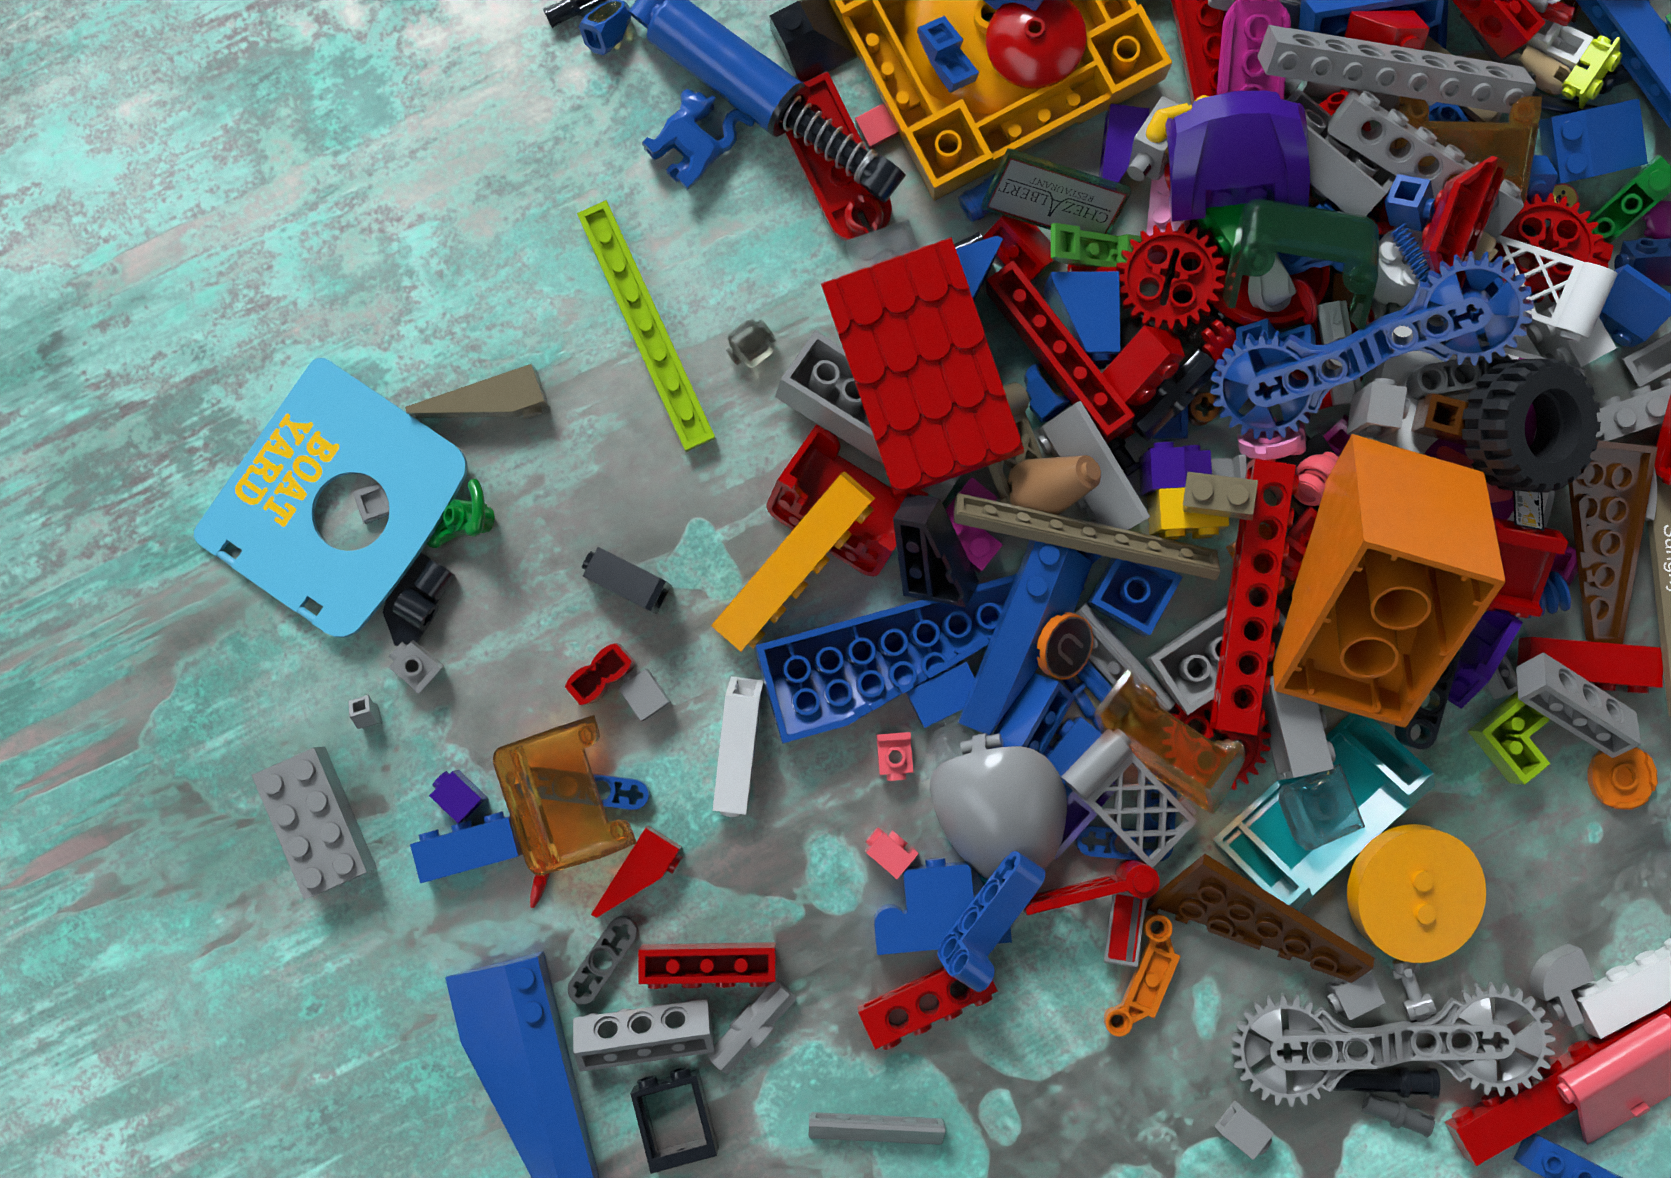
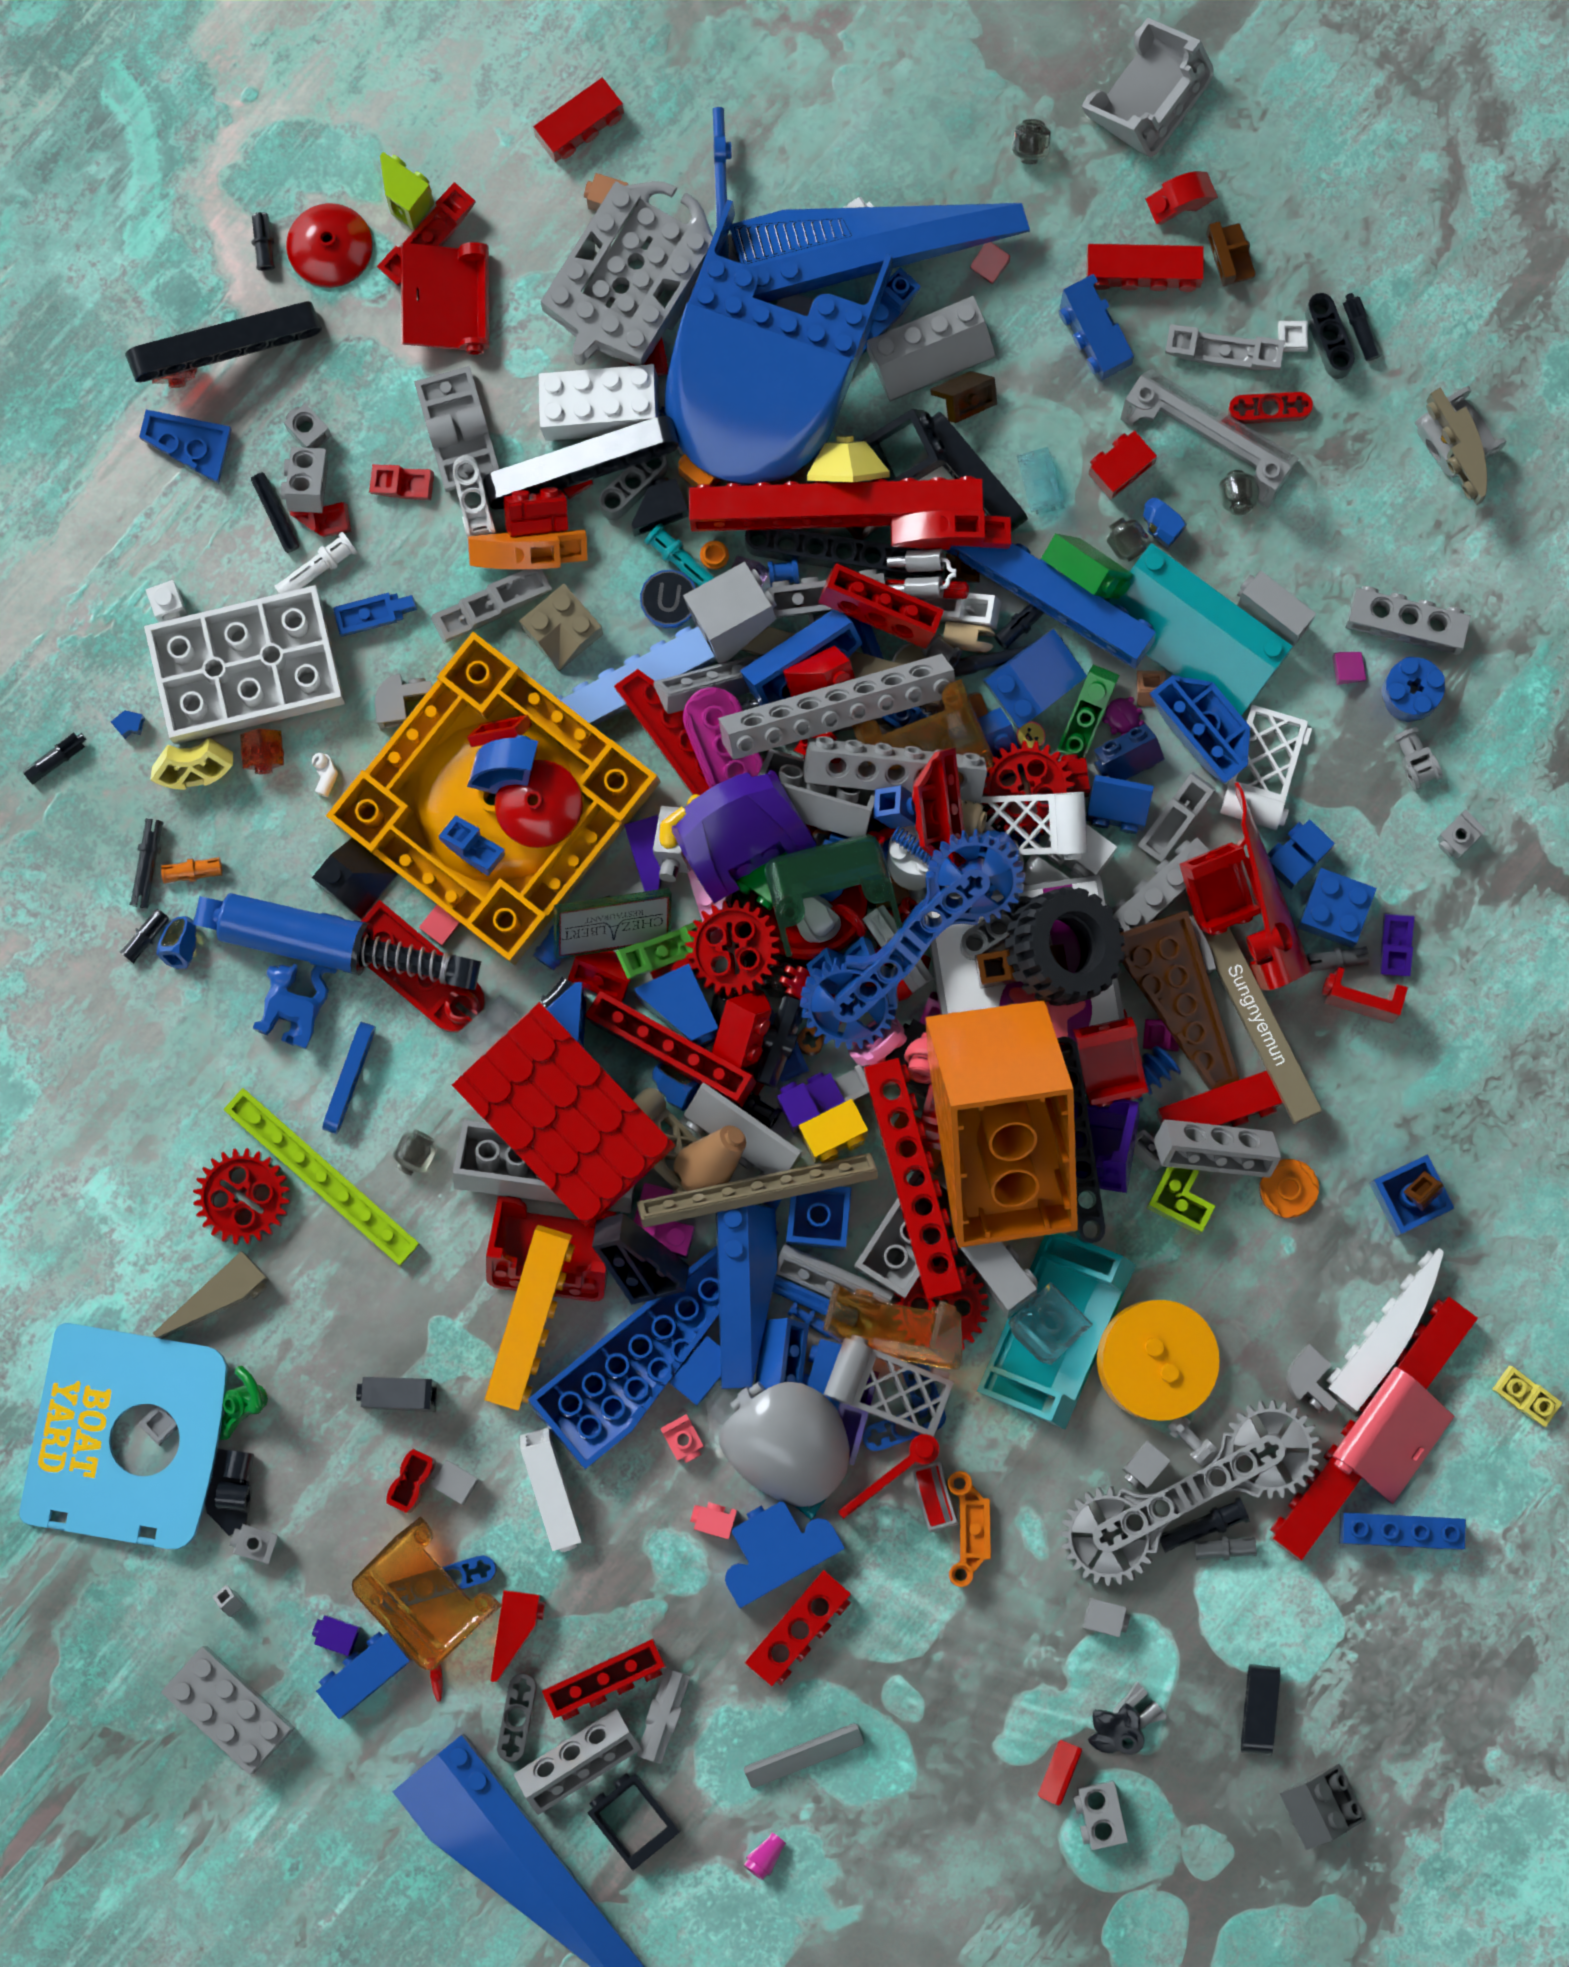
camera: 15 degrees left, 5 degrees down
(531, 324) = (257, 1175): none -> red gear
(717, 238) = (348, 1078): none -> blue beam
(987, 919) = (814, 1534): blue beam -> none
(1065, 645) = (780, 1286): tile -> none
(1220, 495) = (846, 1111): dark tan brick -> none
(1251, 916) = (1032, 1439): reddish brown wing -> none
(1378, 409) = (941, 985): light grey brick -> none
(1528, 510) = (1099, 1011): sticker -> none
(1600, 58) = (1005, 636): neon yellow hinge -> none

